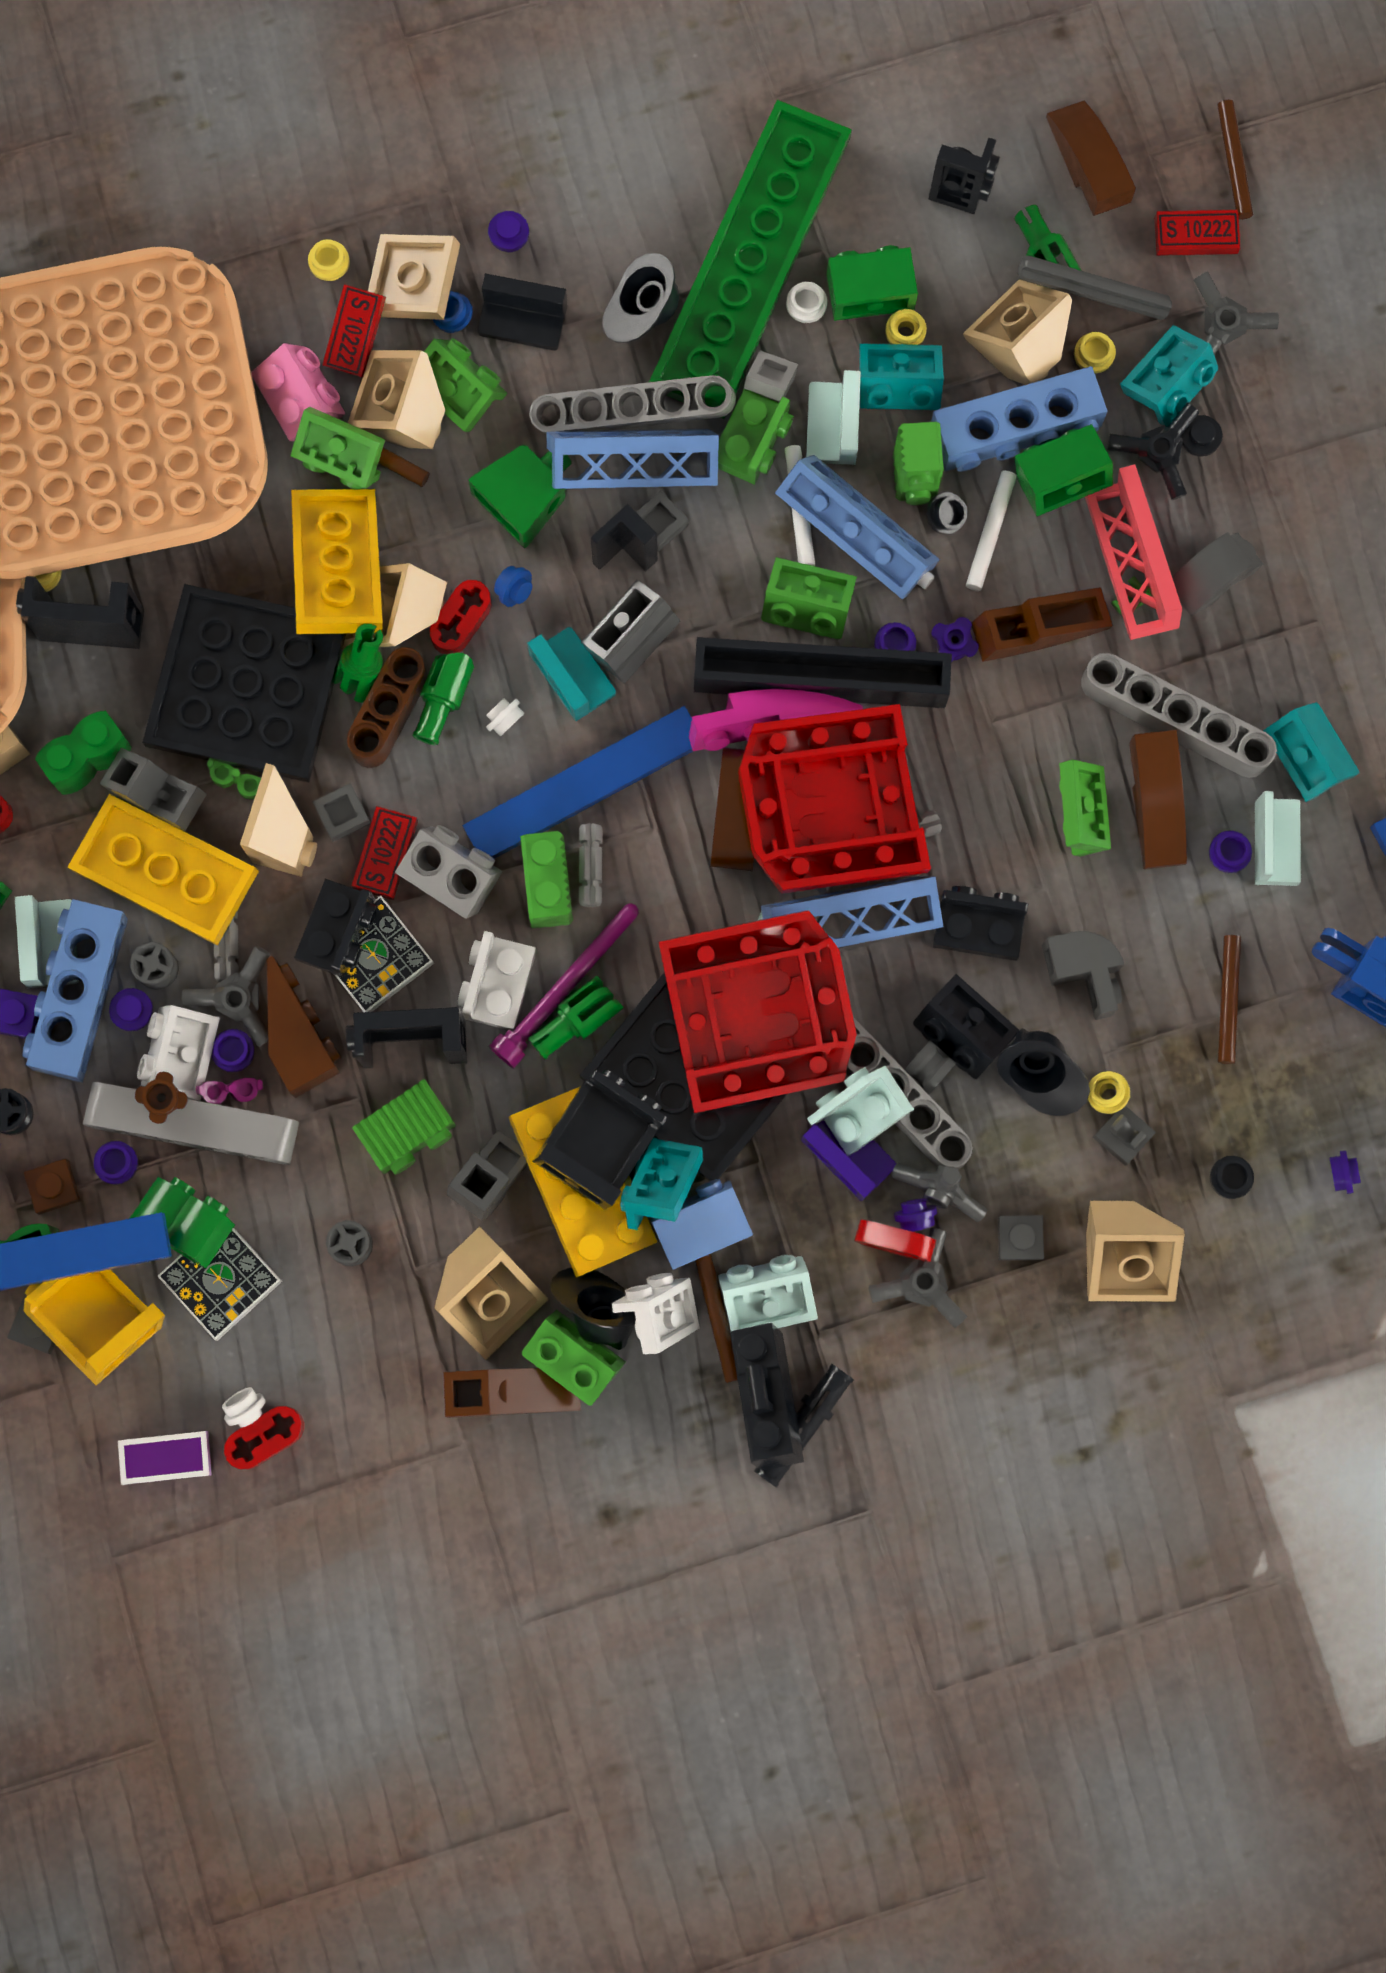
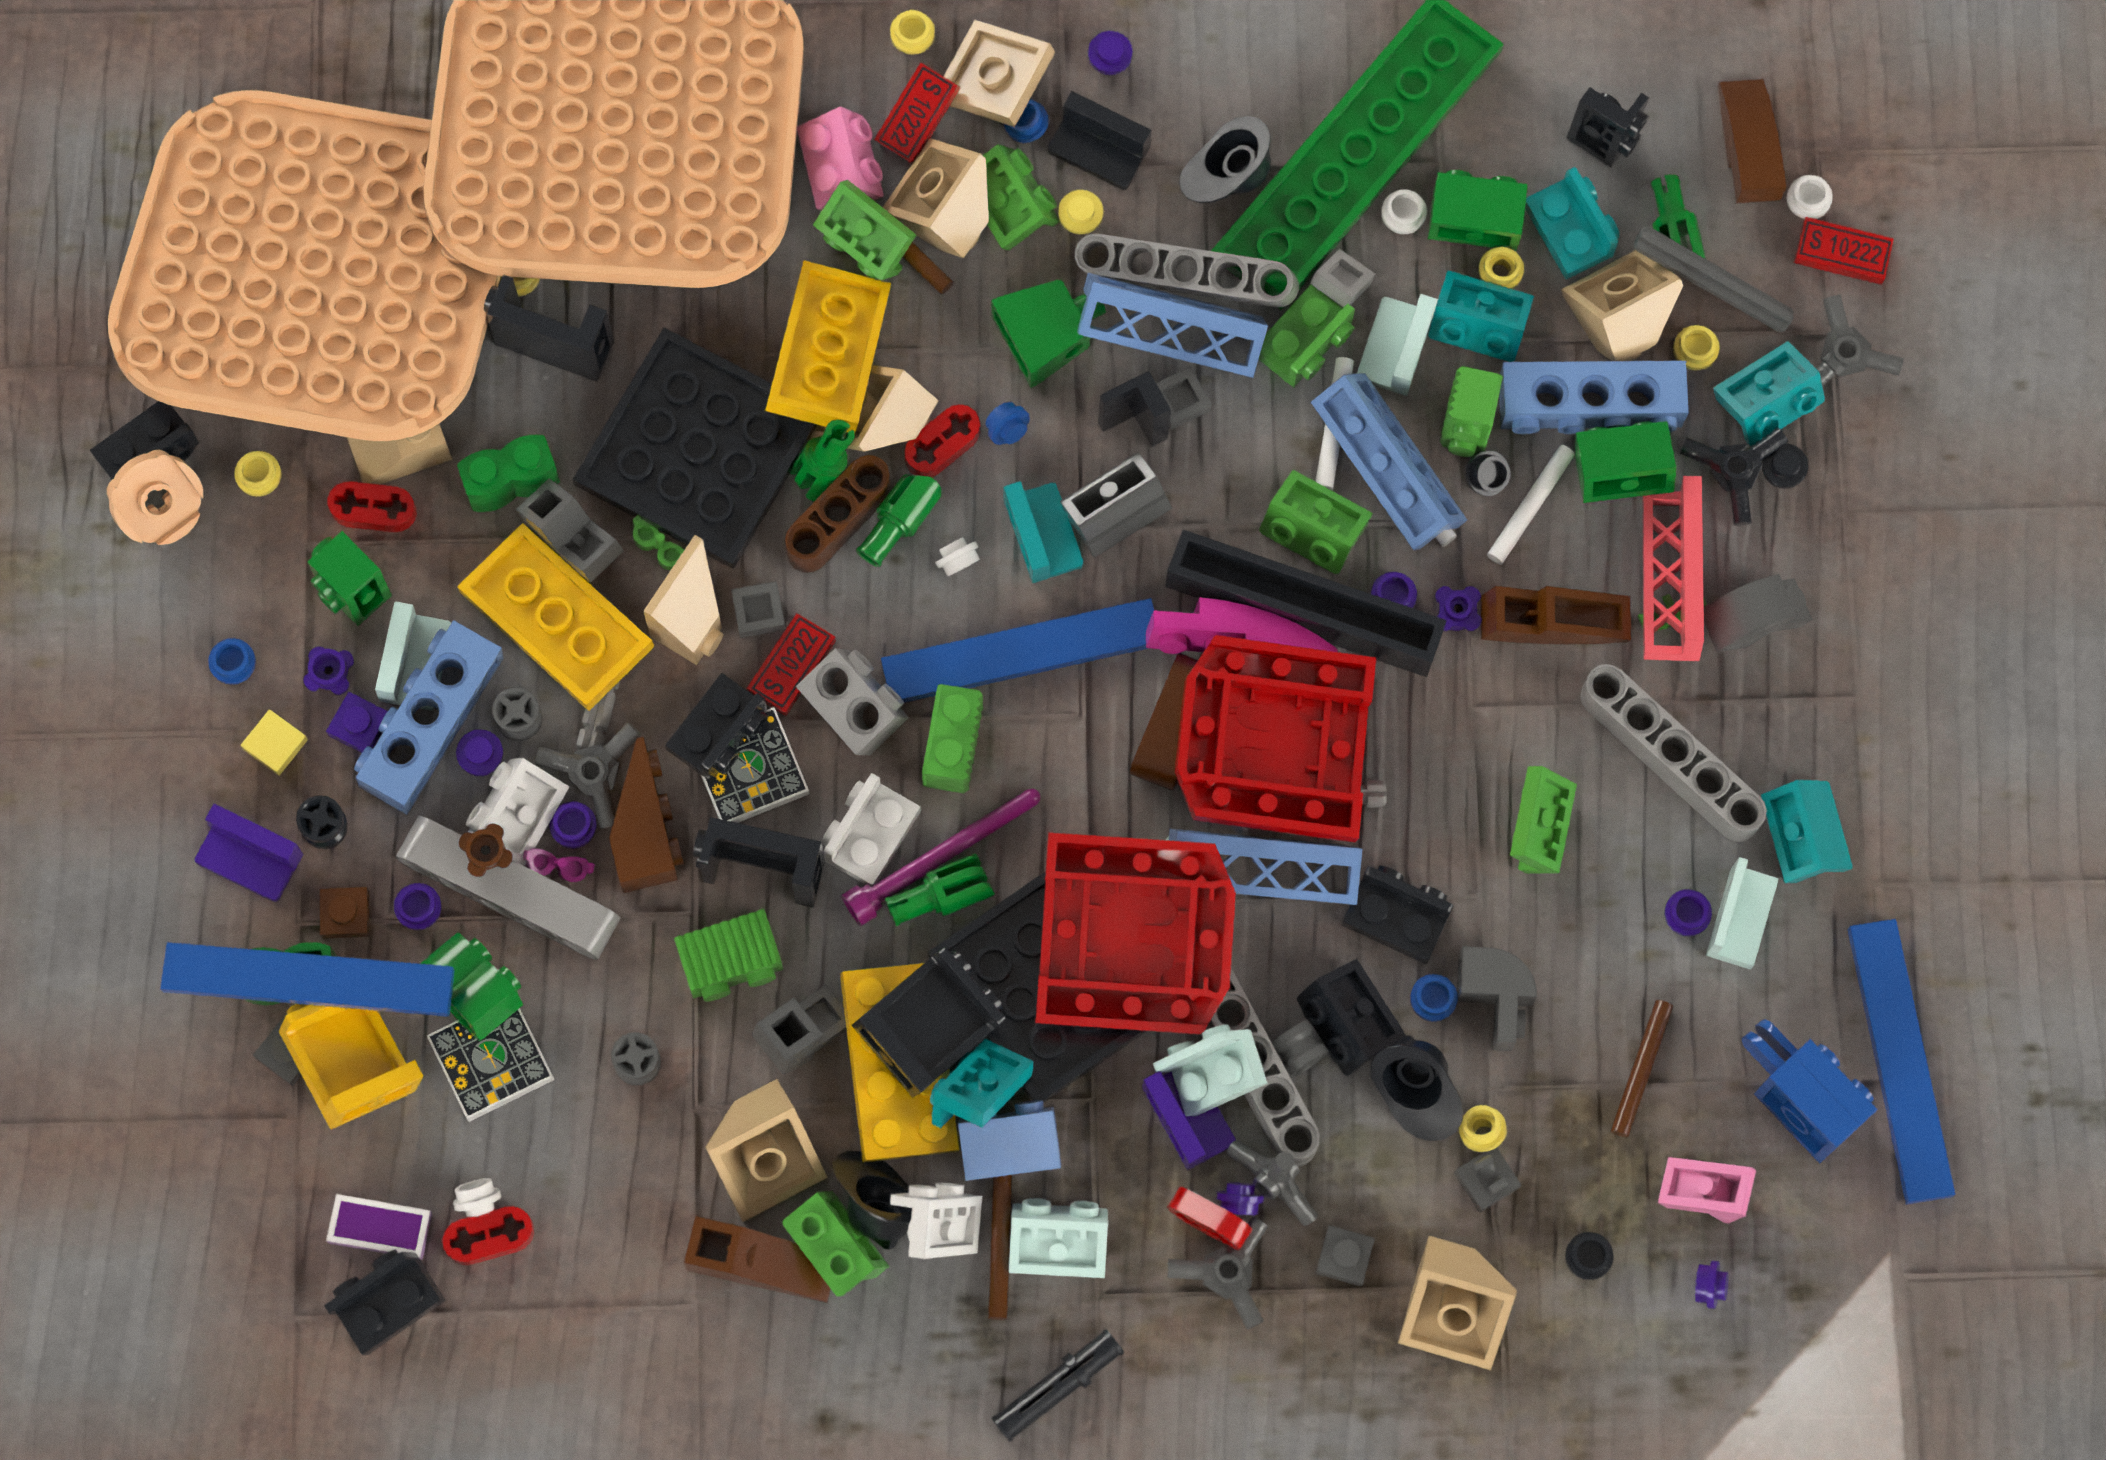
camera: 15 degrees right, 5 degrees down
(190, 1523) = (385, 1300): none -> black bracket
(523, 380) = (1080, 212): none -> light yellow plate
(590, 865) = (1003, 737): light grey axle -> none
(766, 1397) = (1026, 1341): black piece -> none
(957, 272) = (1573, 224): none -> teal bracket
(1032, 989) = (1433, 997): none -> blue plate
(1154, 193) = (1809, 197): none -> white plate
(1159, 799) = (1626, 835): reddish brown slope -> none
(1235, 159) = (1907, 184): reddish brown bar -> none
(1319, 1089) = (1707, 1188): none -> bright pink slope

